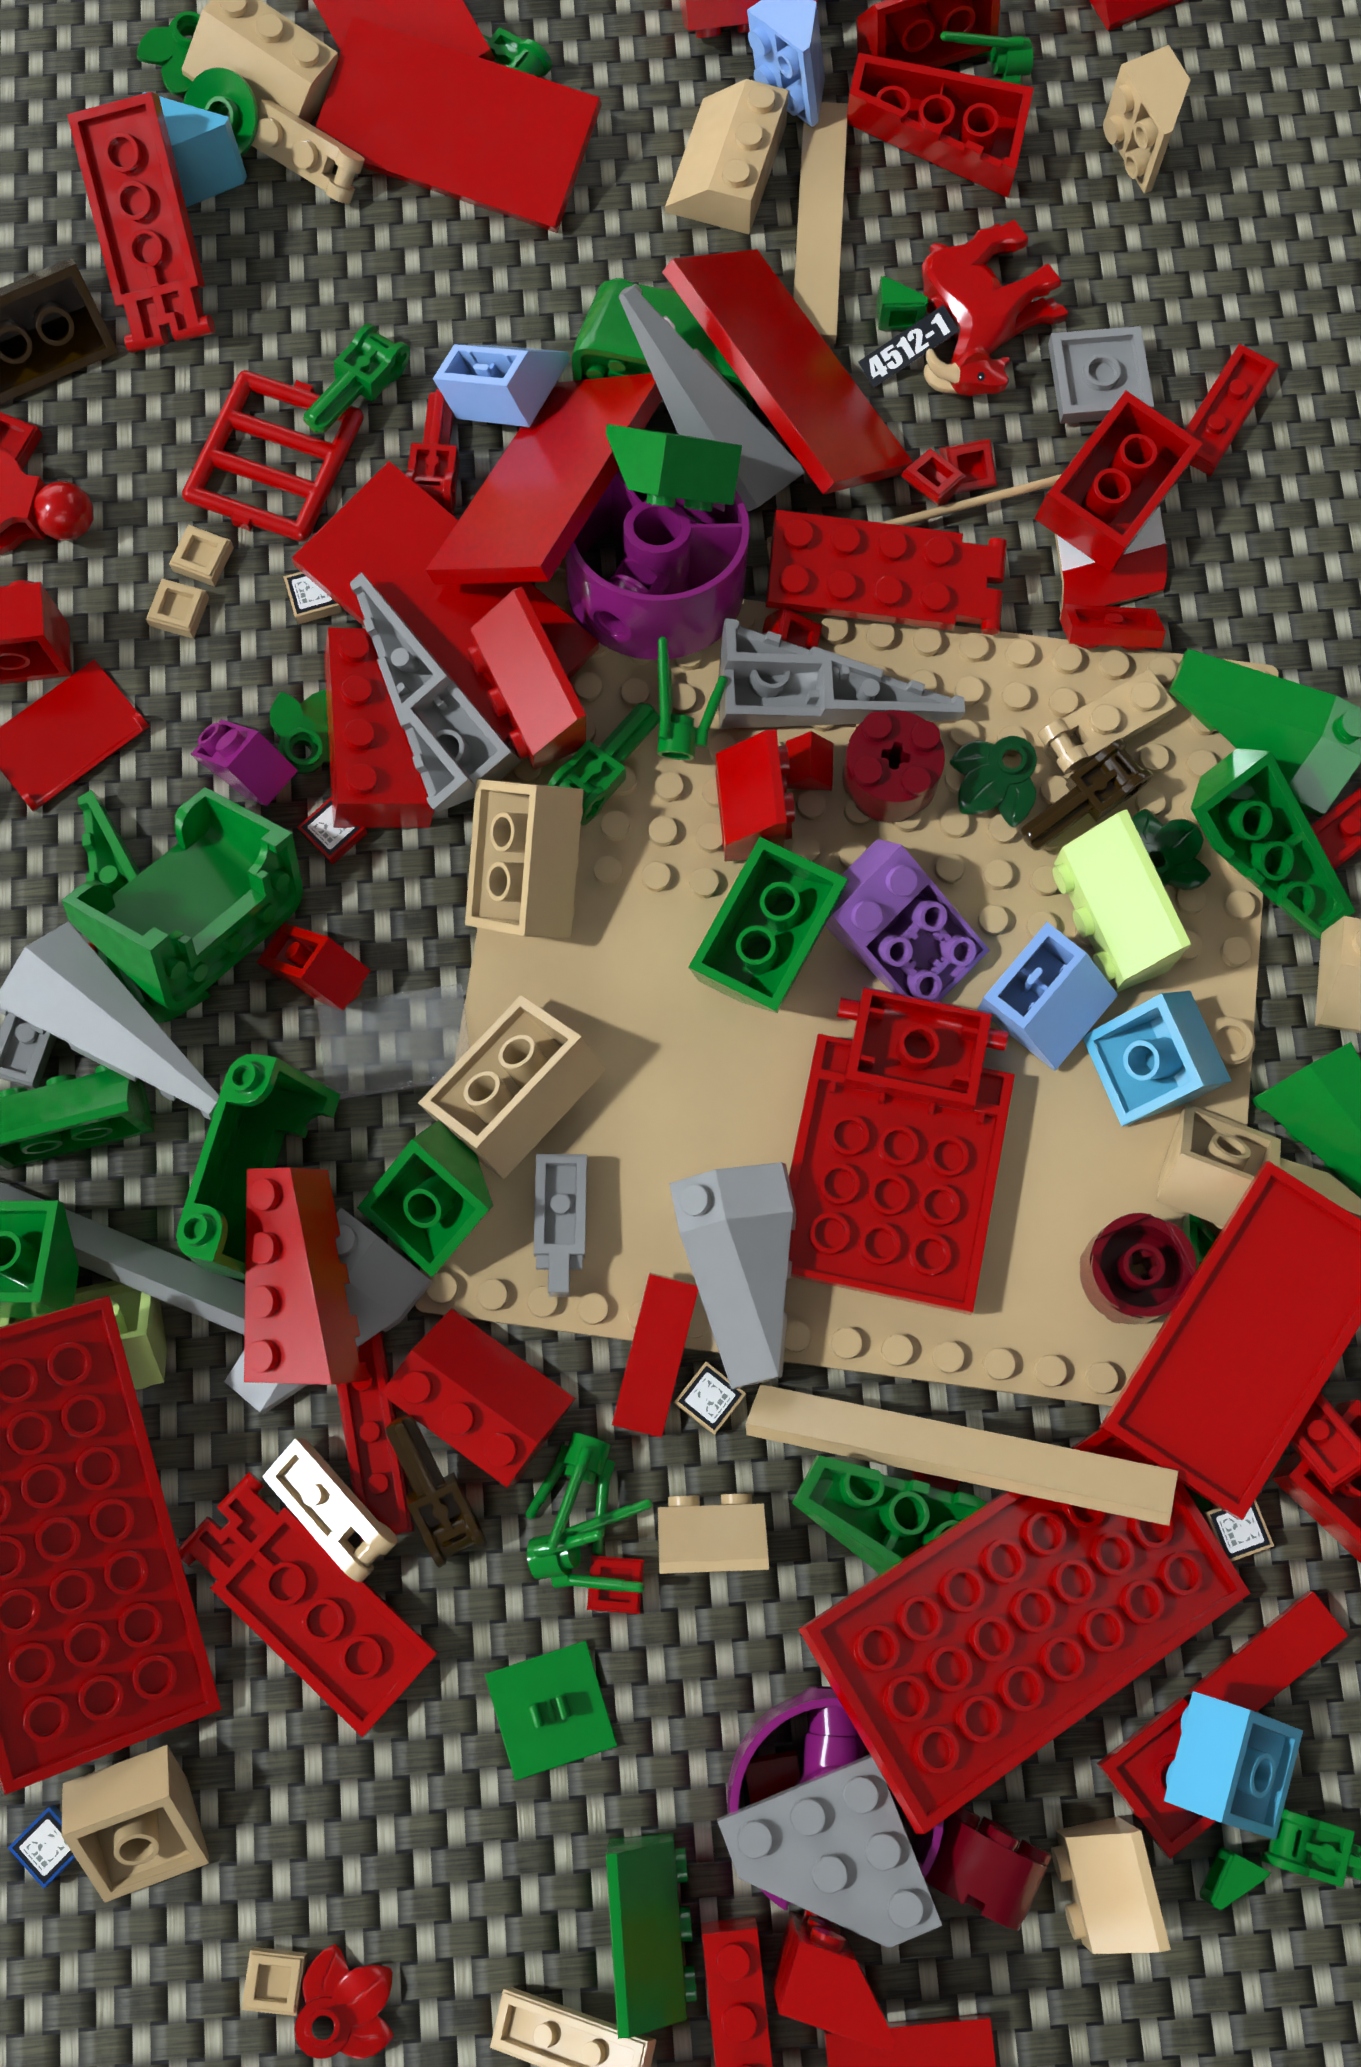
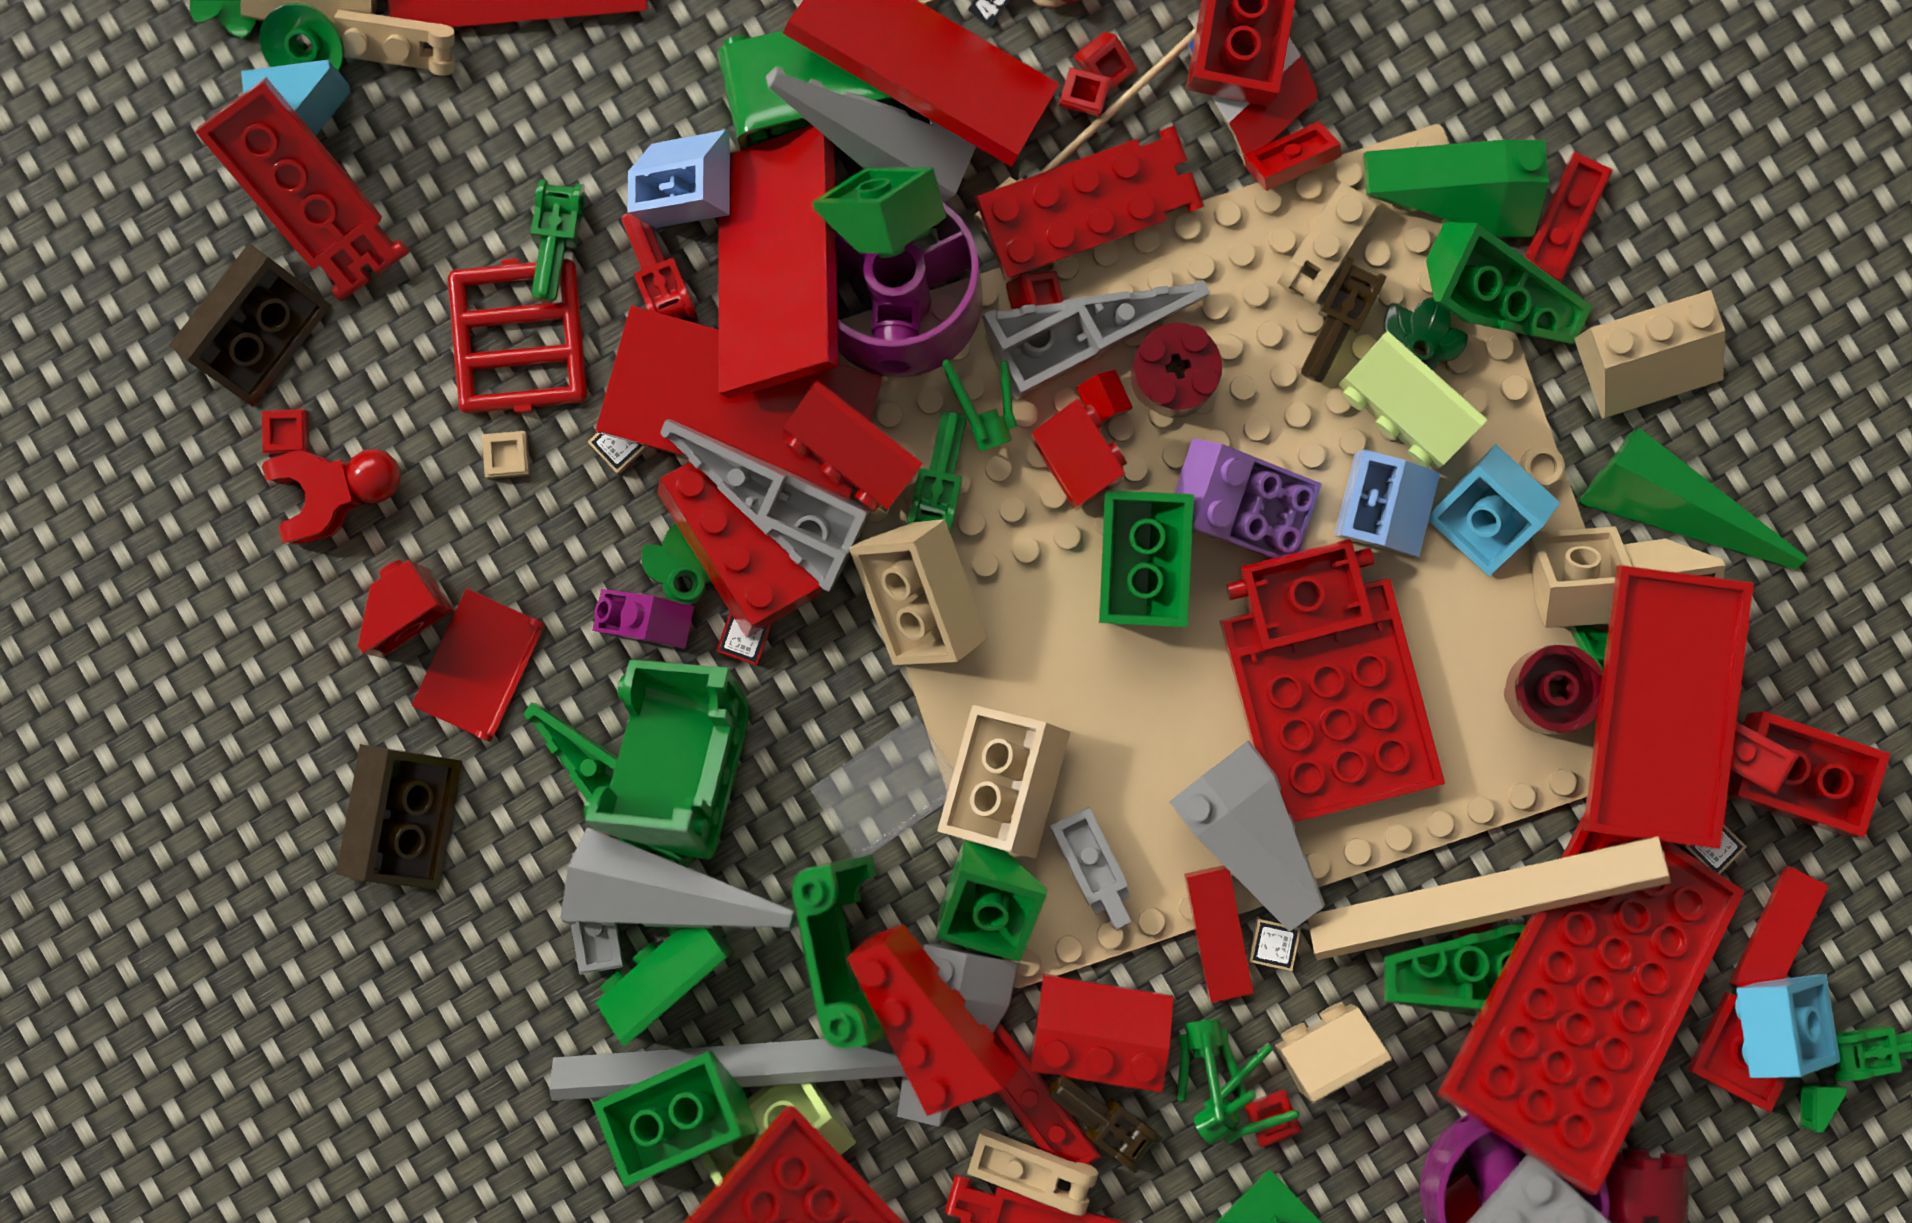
camera: 30 degrees left, 10 degrees up
(177, 608) = (512, 511): tan tile -> none
(314, 966) = (792, 759): red slope -> none
(992, 783) = (1260, 343): dark green plate -> none
(1110, 1888) = (1737, 1155): tan slope -> none

